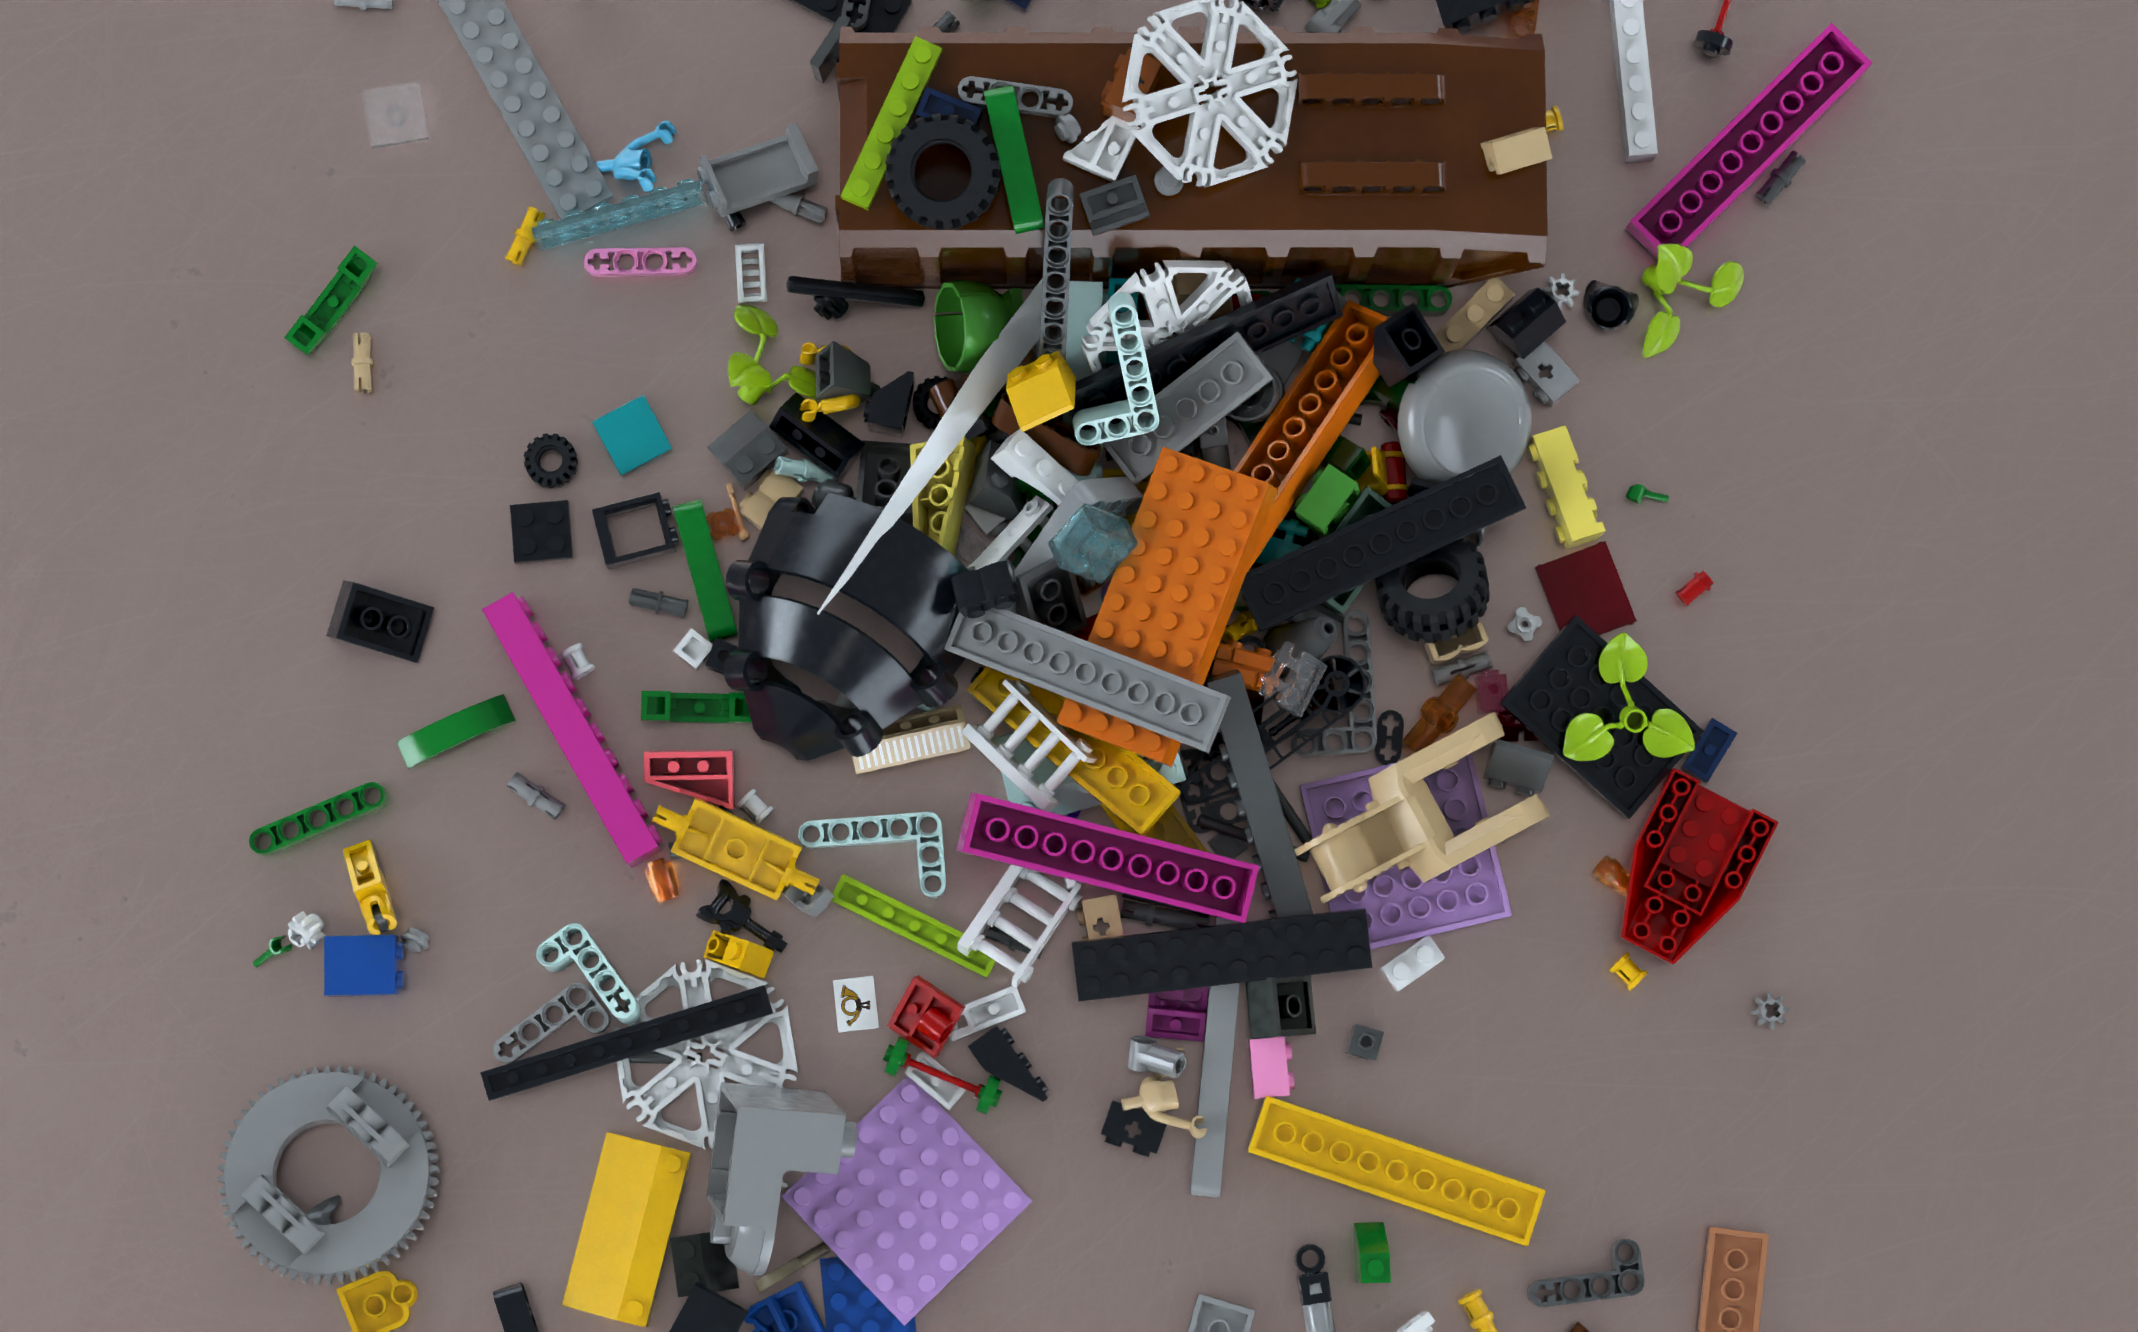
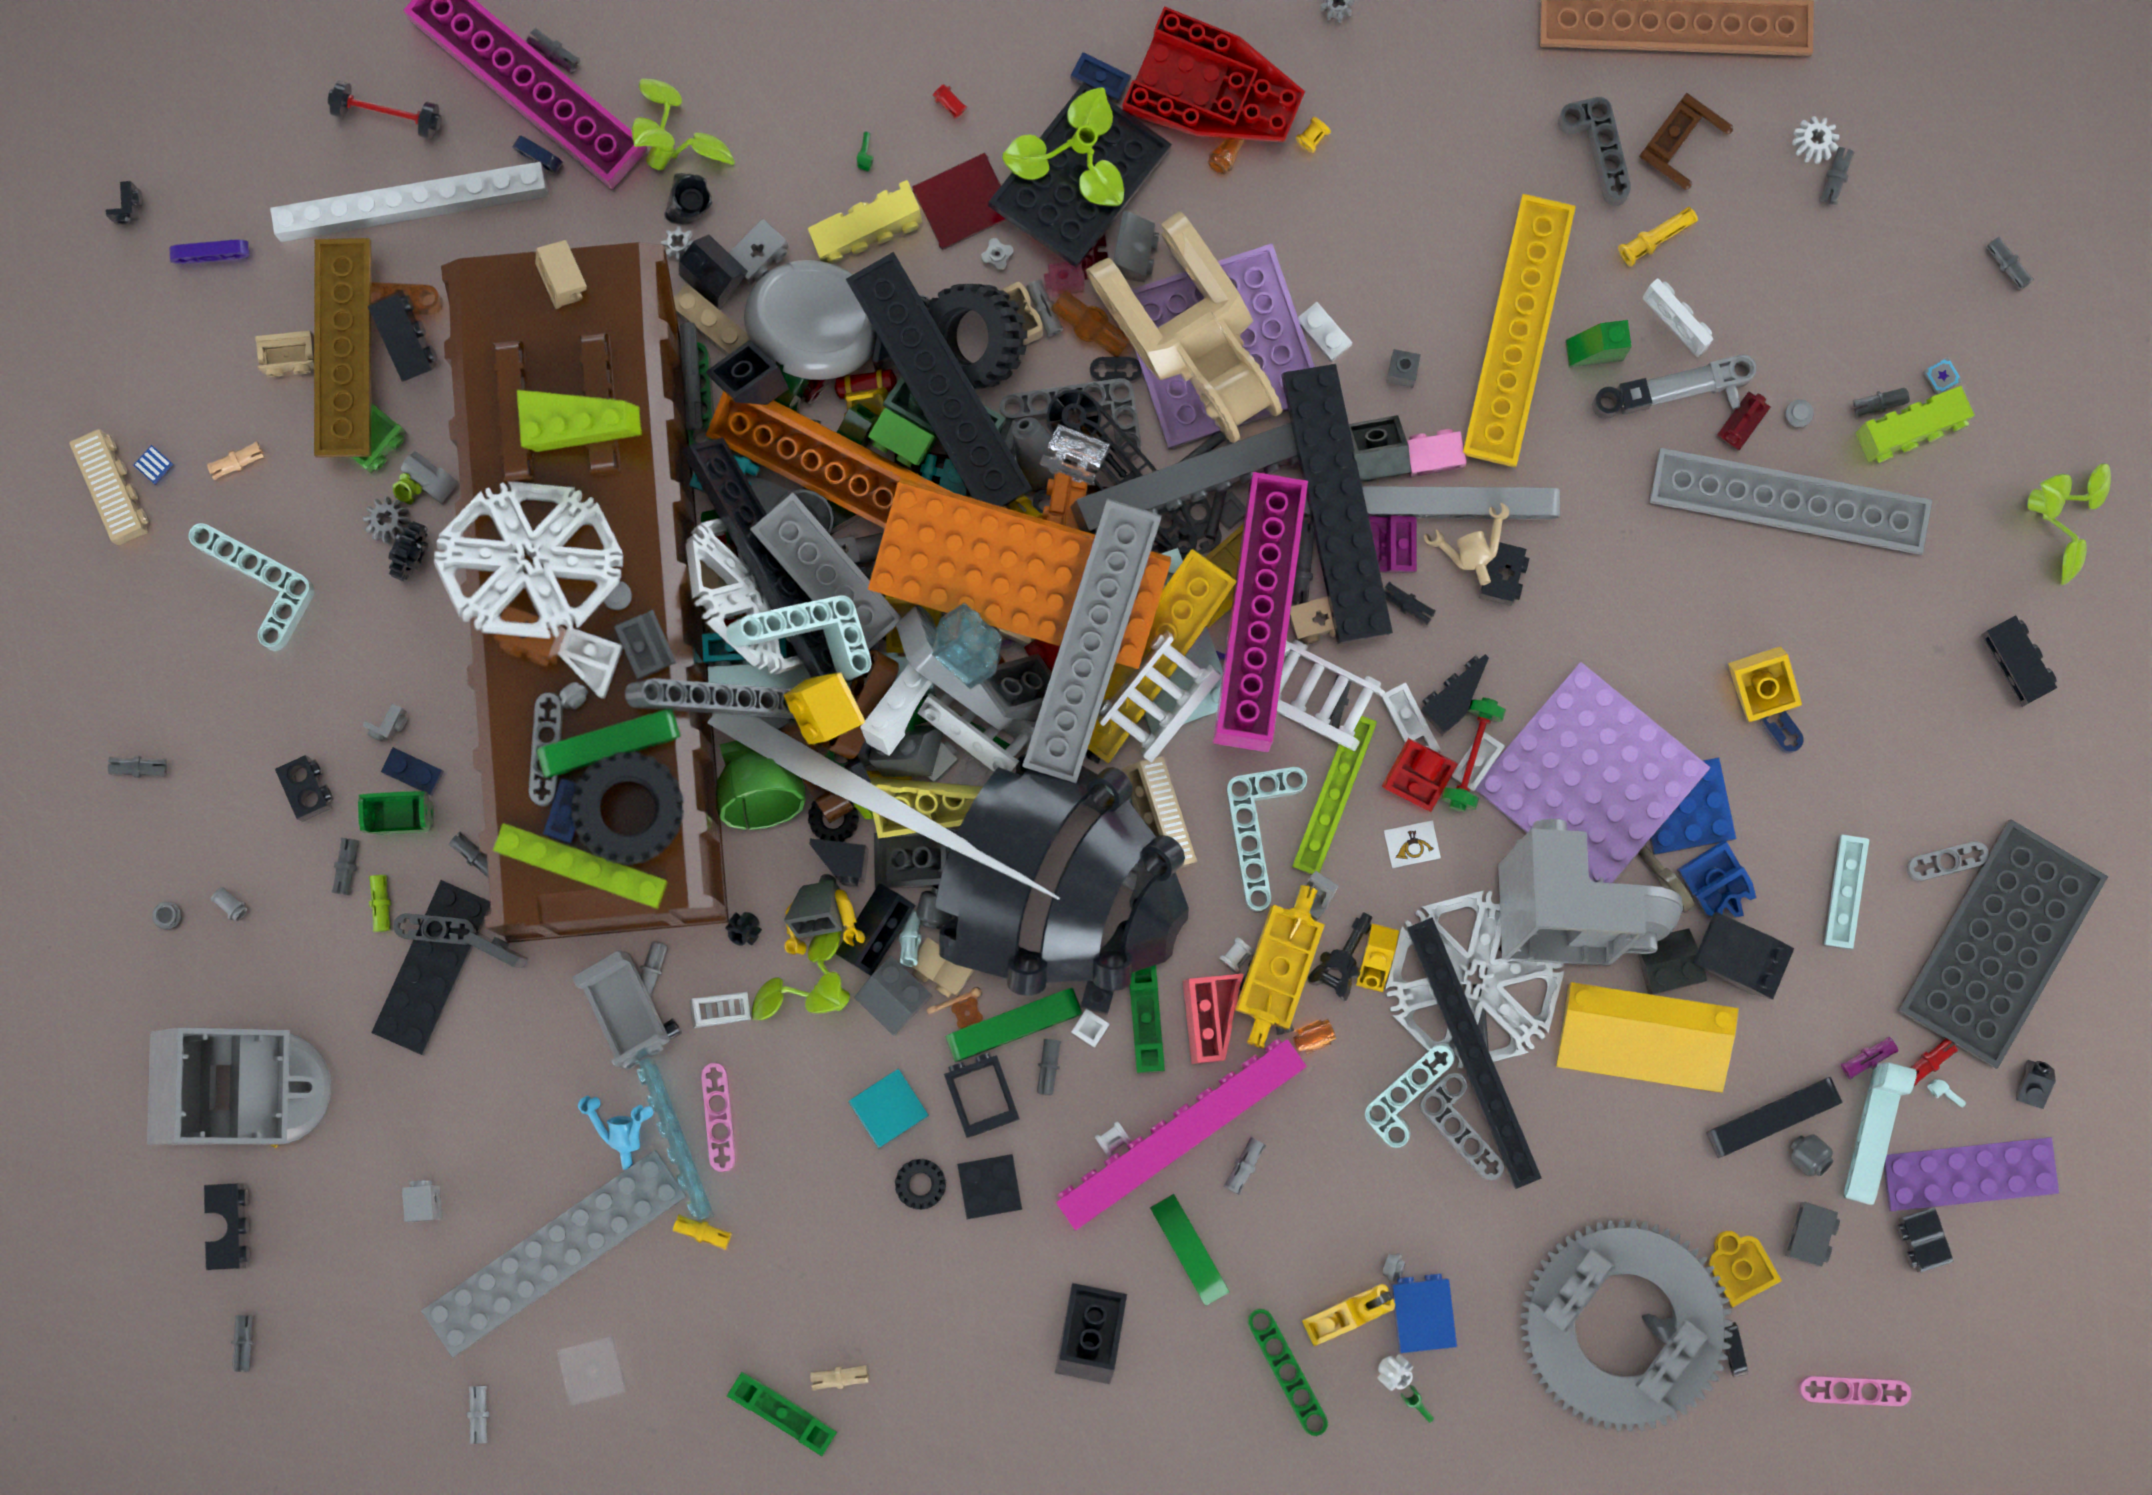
camera: 85 degrees left, 0 degrees up
(290, 1287) = (1736, 1358): none -> black beam
(855, 291) = (733, 904): black axle -> none
(985, 589) = (1018, 746): black brick -> none
(1111, 1023) = (1408, 603): none -> black pin
(1148, 1056) = (1436, 565): light grey piece -> none
(1353, 139) = (567, 420): none -> lime wedge
(1413, 291) = (691, 376): none -> dark grey axle
(1668, 153) = (537, 154): none -> dark blue beam

